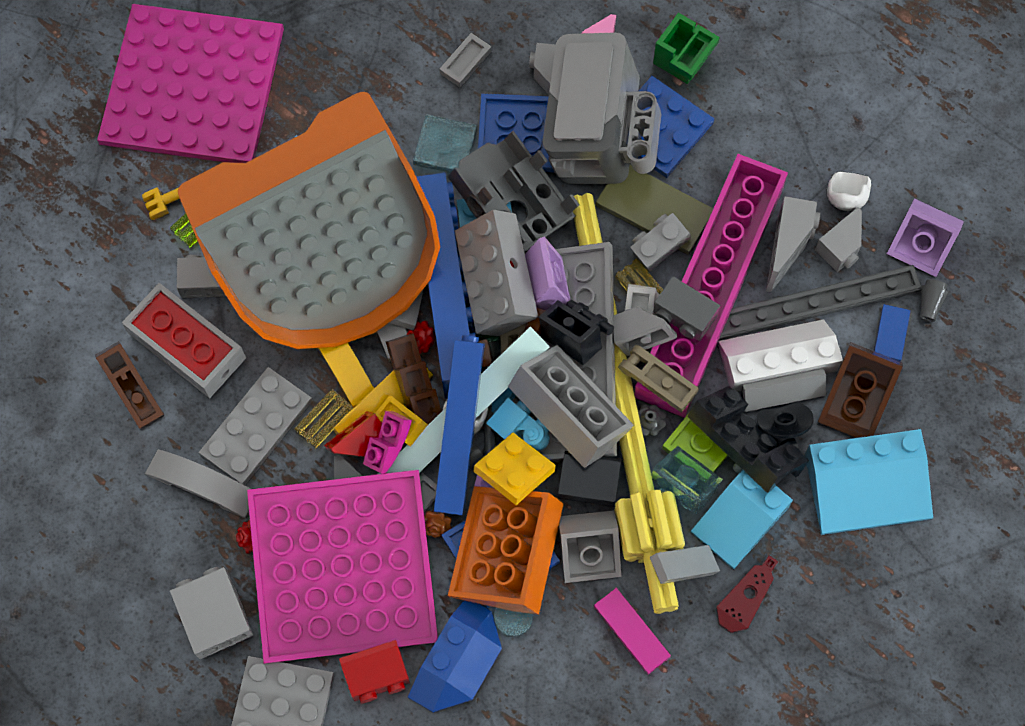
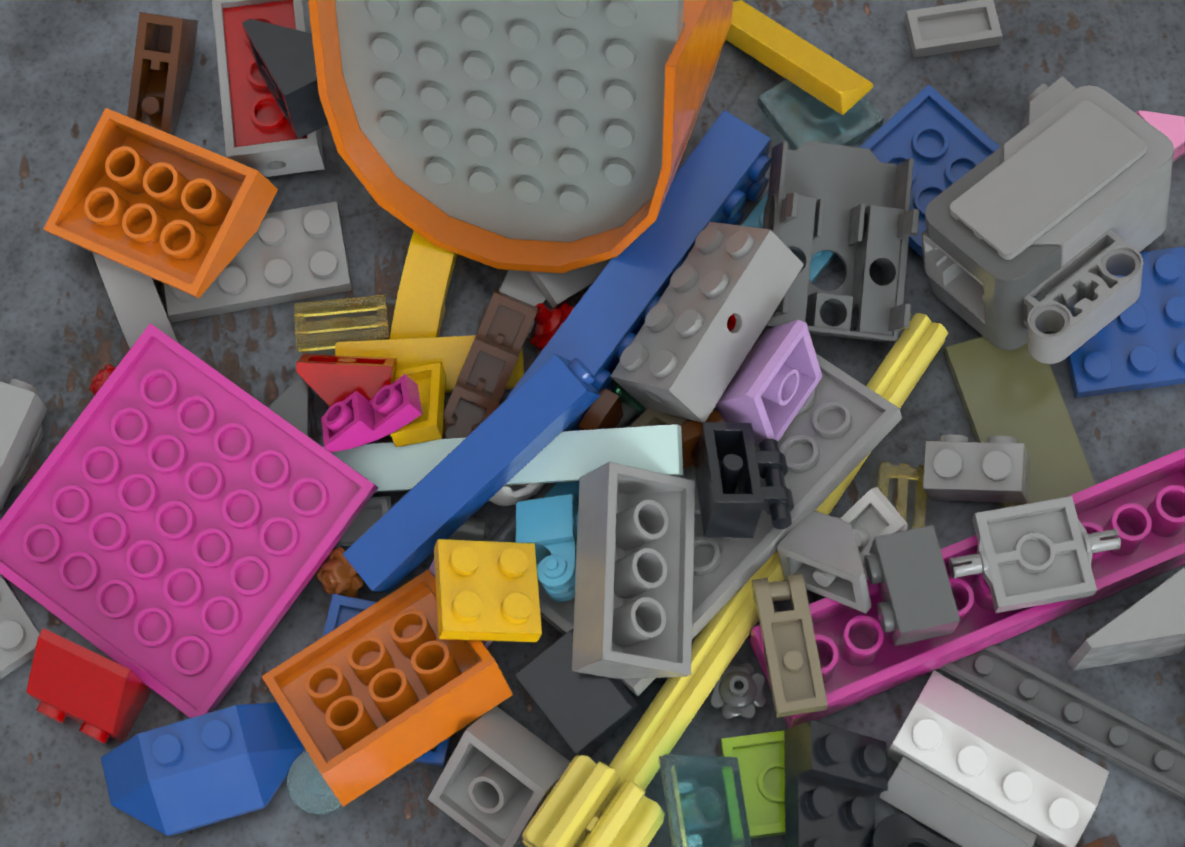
camera: 45 degrees right, 0 degrees up
(192, 436) = (159, 204): none -> orange slope
(207, 321) = (289, 70): none -> black slope
(426, 128) = (795, 59): none -> yellow slope
(719, 254) = (1034, 554): none -> light grey plate

